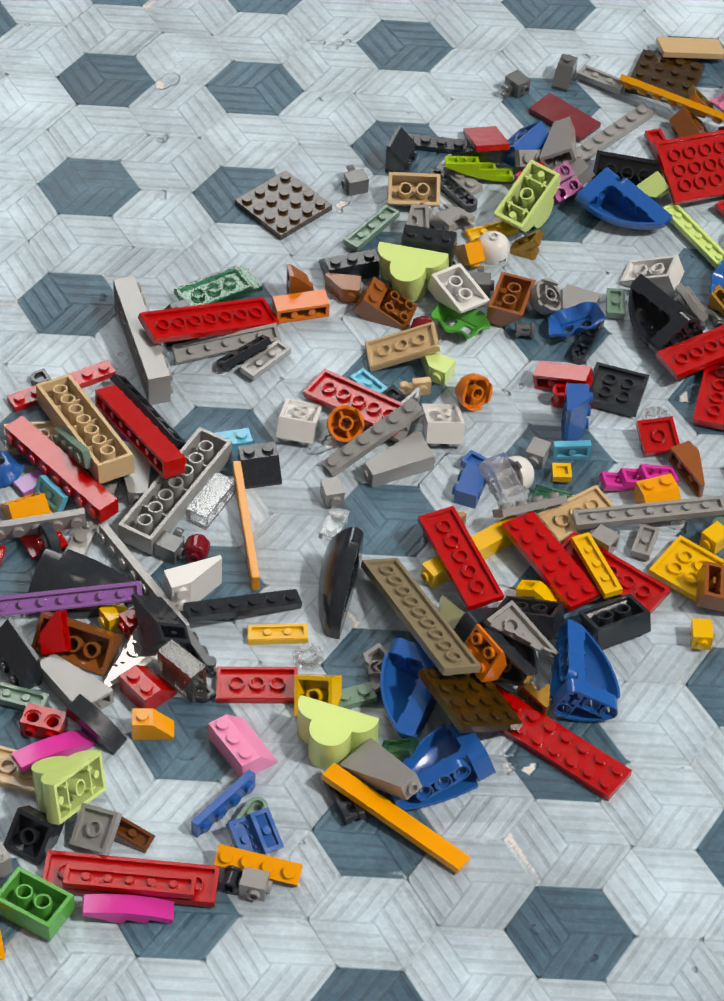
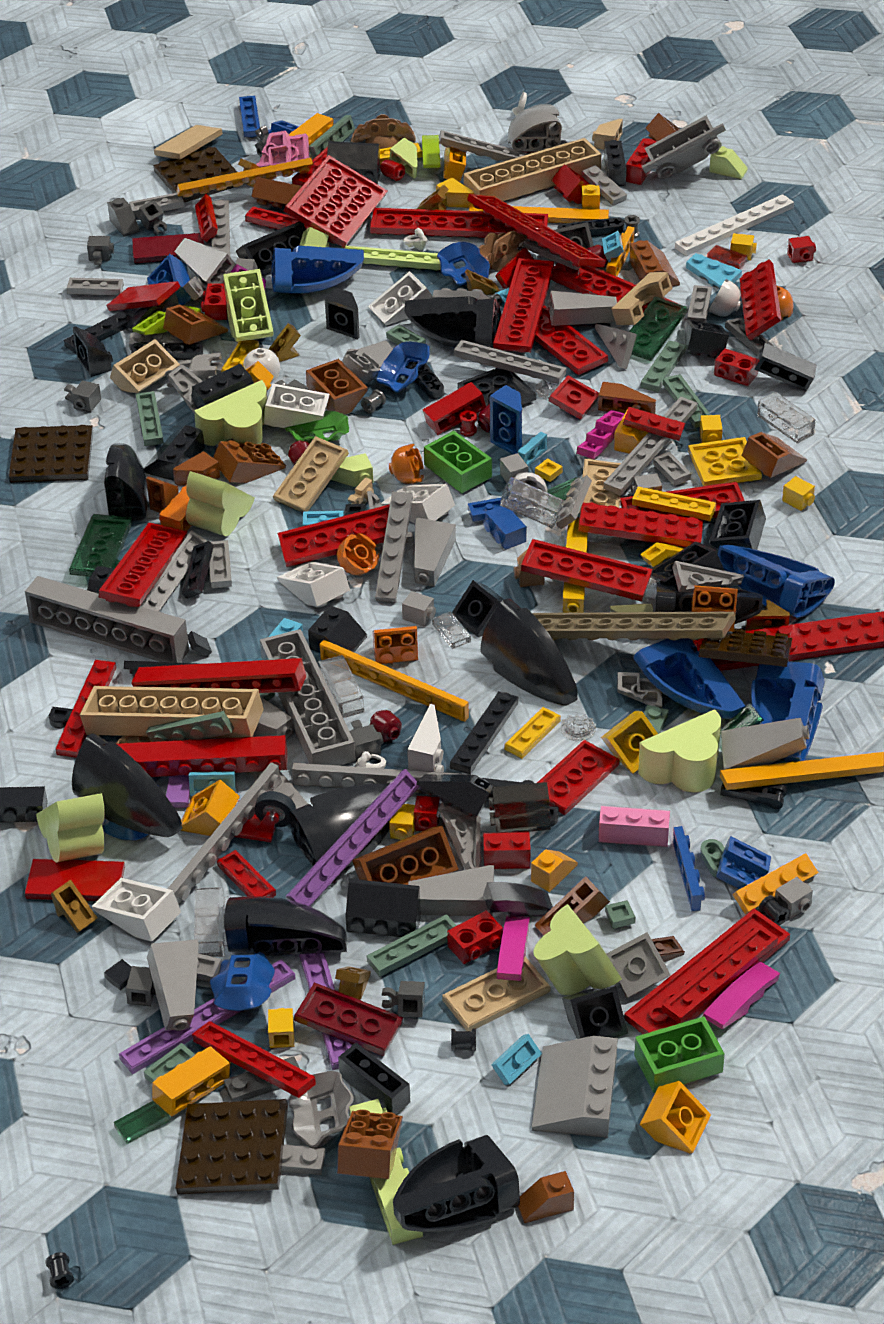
camera: 45 degrees left, 5 degrees down
(55, 635) = (394, 864): red slope -> none
(127, 762) = (583, 899): none -> dark orange slope
(143, 791) = (620, 914): none -> sand green plate
(145, 561) = (366, 756): none -> white piece
(176, 401) = (199, 644): none -> black tile
(280, 502) = (395, 644): none -> orange slope
(286, 245) = (125, 483): none -> black panel
(314, 317) = (215, 504): none -> yellowish green brick
(375, 523) = (476, 607): none -> black slope
(475, 109) = (95, 286): none -> light grey plate
(486, 181) = (191, 325): none -> dark orange slope
(506, 415) = (457, 461): none -> bright green brick
(580, 86) = (151, 216): none -> dark grey brick
(594, 250) = (342, 313): none -> black slope
(612, 117) = (206, 218): none -> red plate
(649, 375) = (510, 362): none -> light grey plate
(667, 498) = (654, 423): none -> red plate

